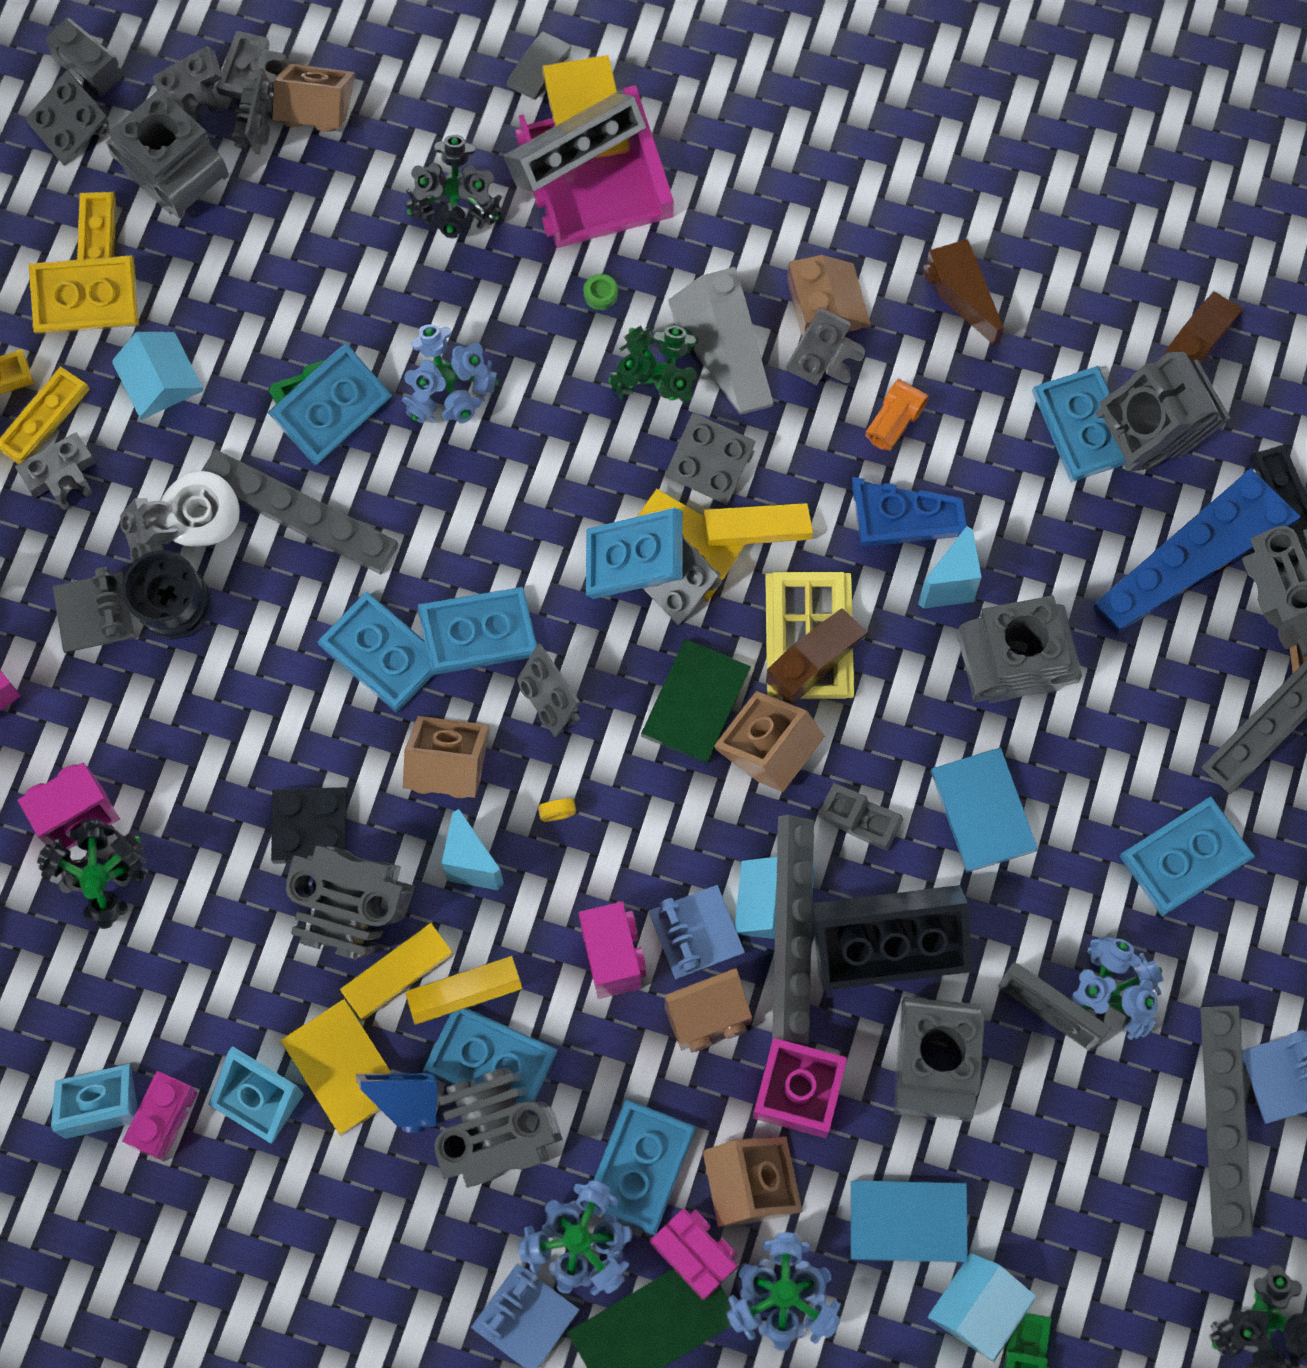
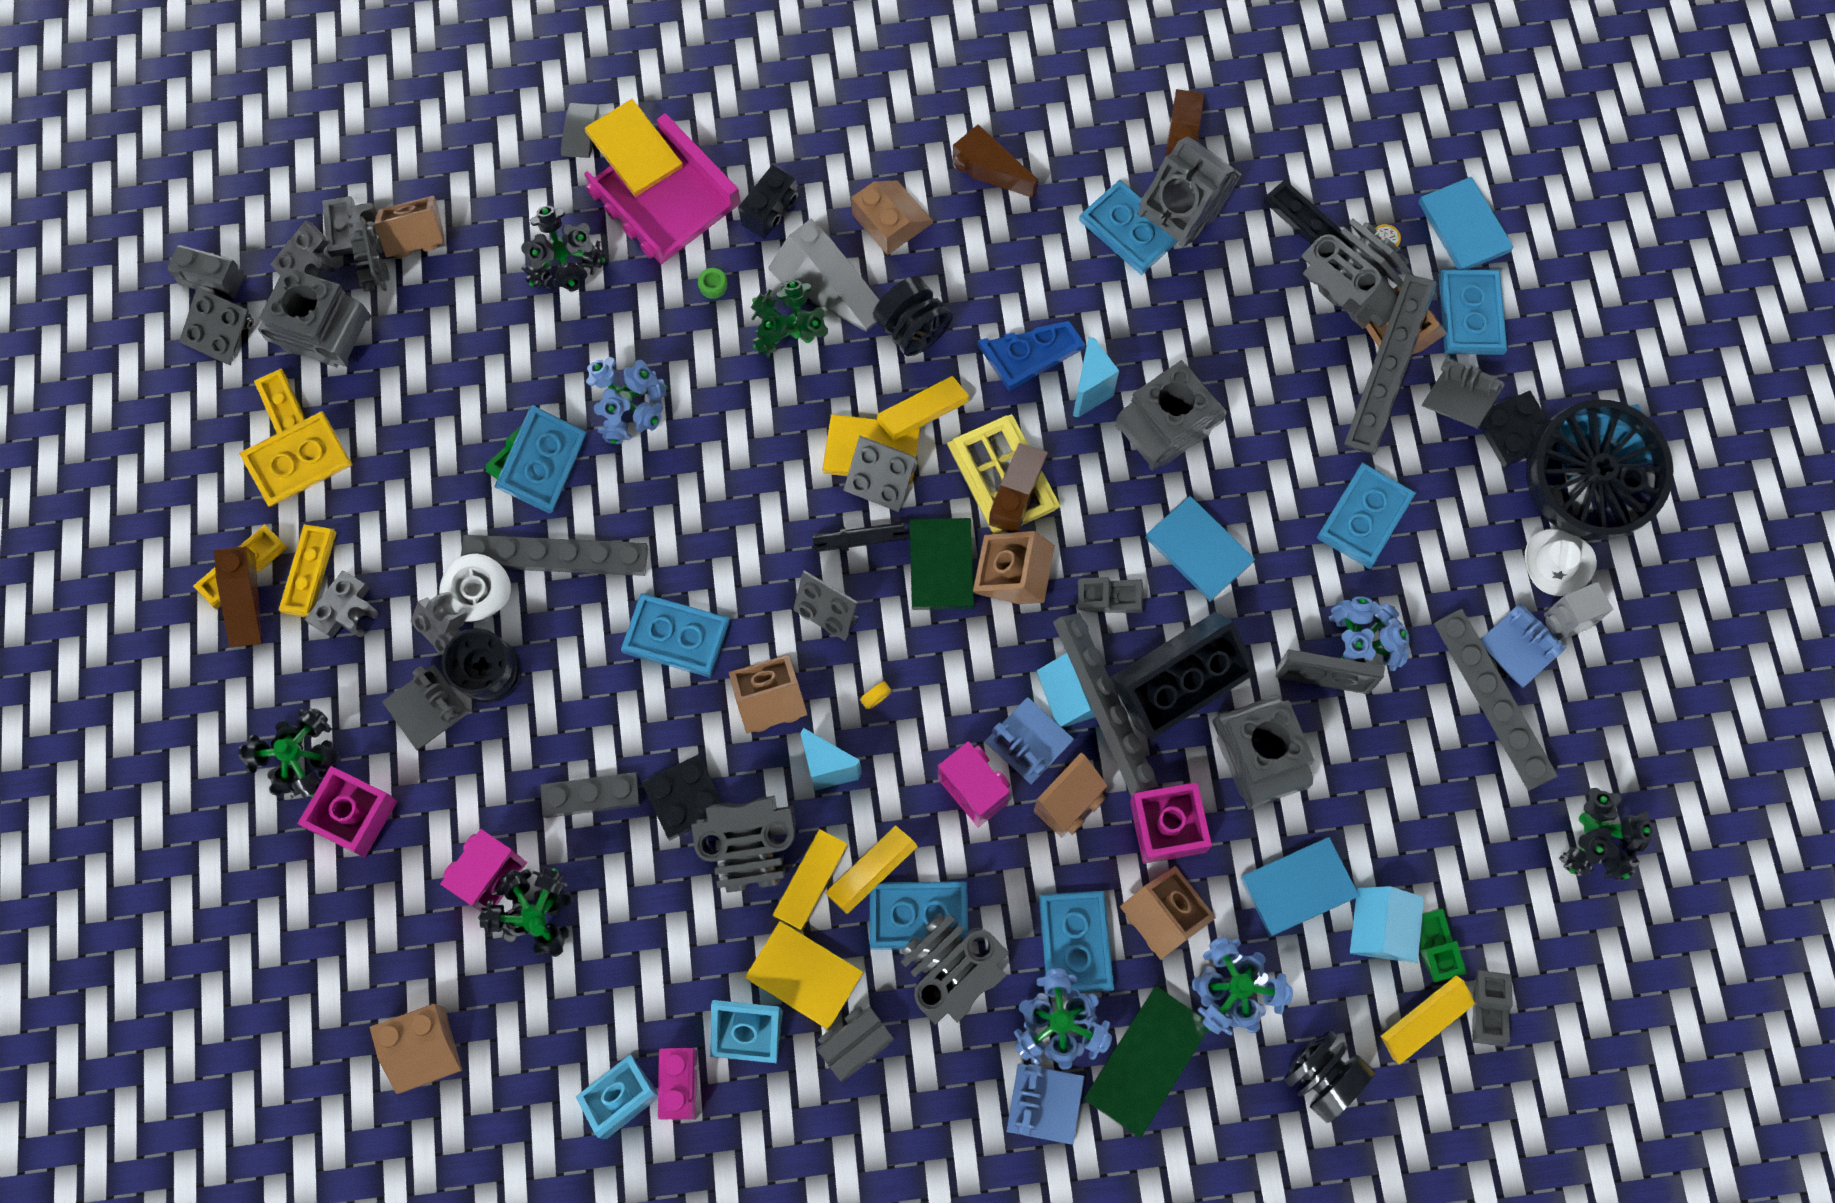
camera: 25 degrees left, 0 degrees up
(156, 372) = (385, 495): medium azure slope -> none
(215, 779) = (590, 795): none -> dark grey plate
(358, 1161) = (854, 1043): none -> dark grey brick
(403, 1097) = (868, 975): blue slope -> none
(477, 630) = (744, 584): dark azure tile -> none
(574, 141) = (640, 173): dark grey brick -> none
(609, 630) = (858, 537): none -> black pin
(634, 553) = (840, 470): dark azure tile -> none
(695, 1253) = (1154, 988): dark pink brick -> none
(700, 228) = (768, 201): none -> black brick
(710, 458) = (861, 373): dark grey hinge -> none
(792, 420) = (912, 316): none -> black wheel
(824, 349) = (909, 251): flat silver plate -> none
(900, 407) = (987, 274): orange piece -> none
(1197, 550) = (1261, 285): blue wing -> none

